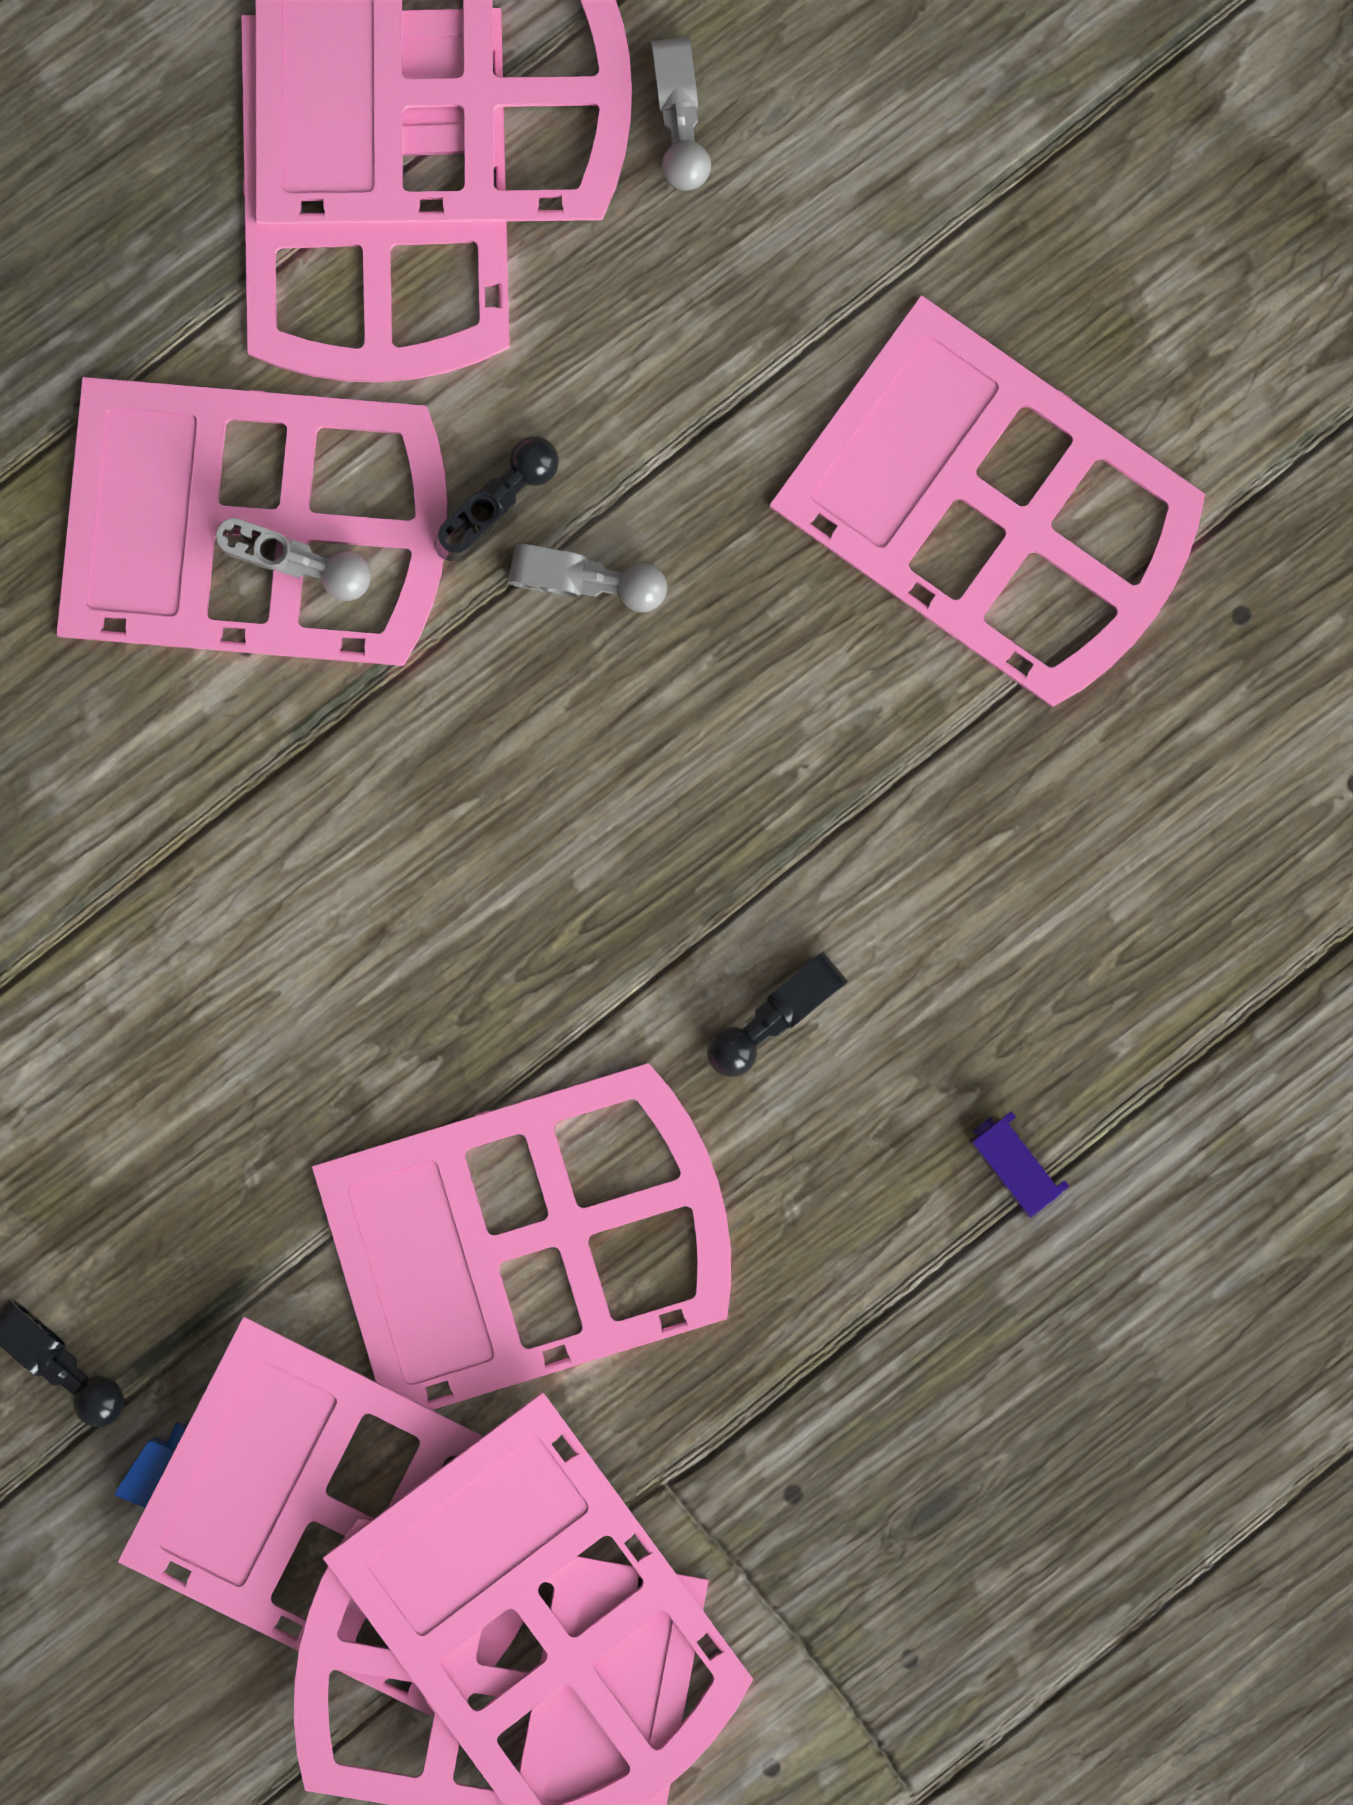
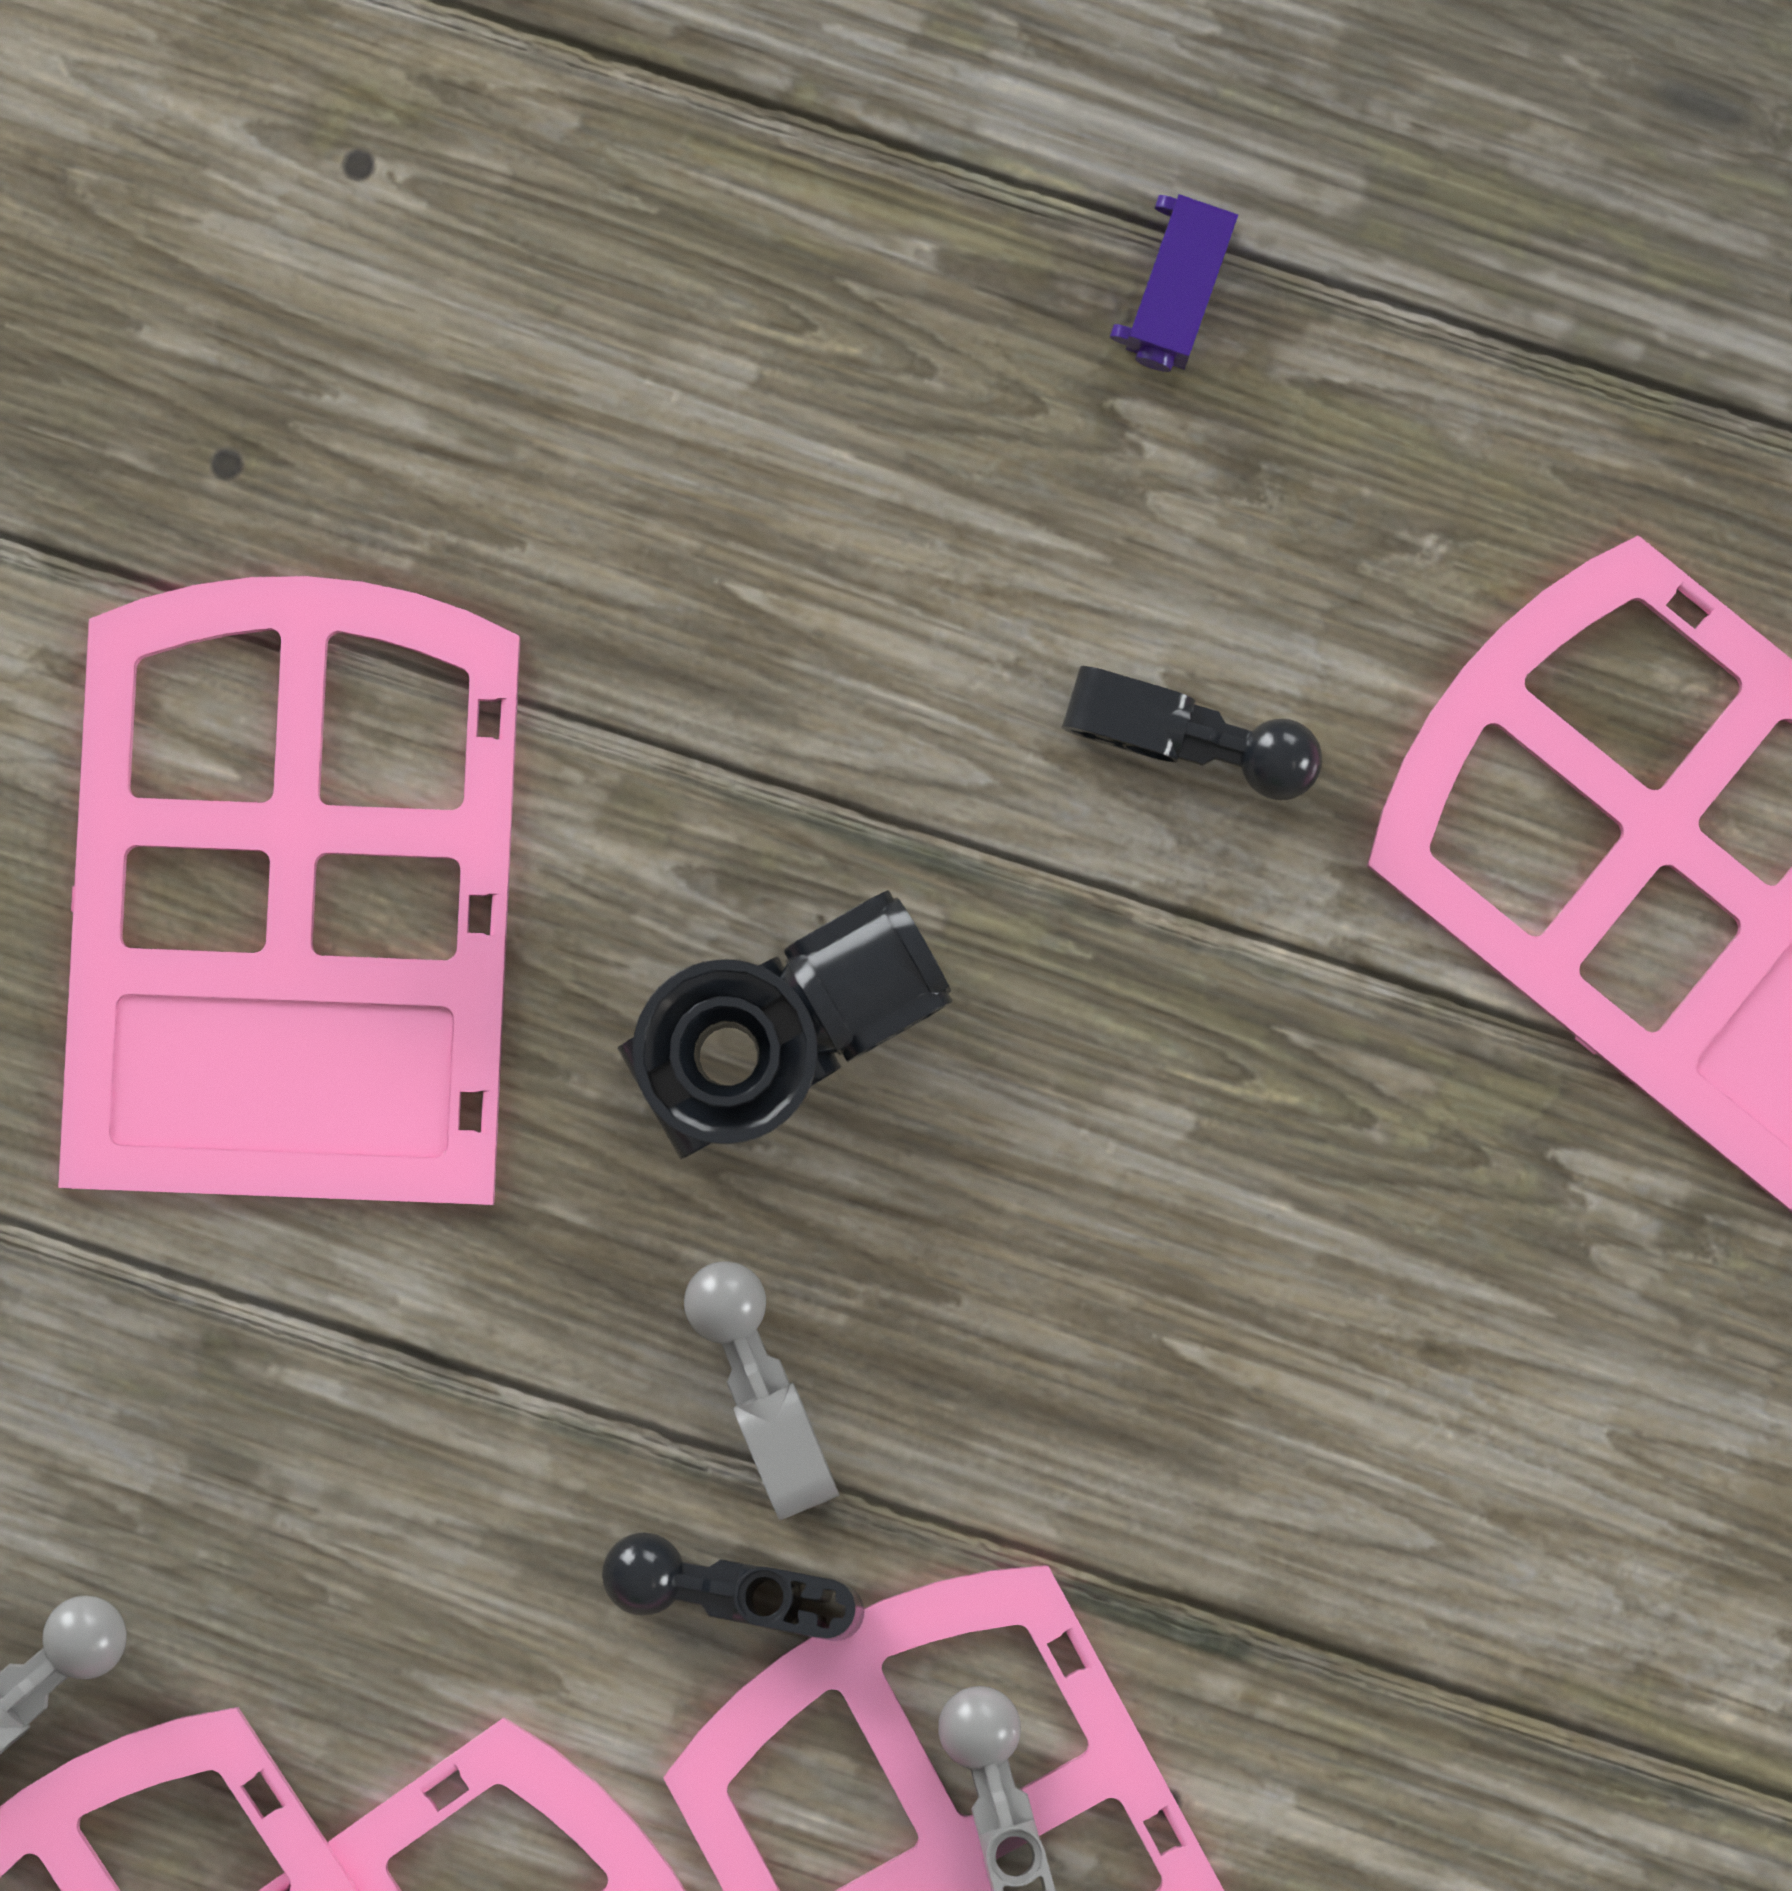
camera: 130 degrees left, 0 degrees up
(761, 741) = (837, 994): none -> black piece

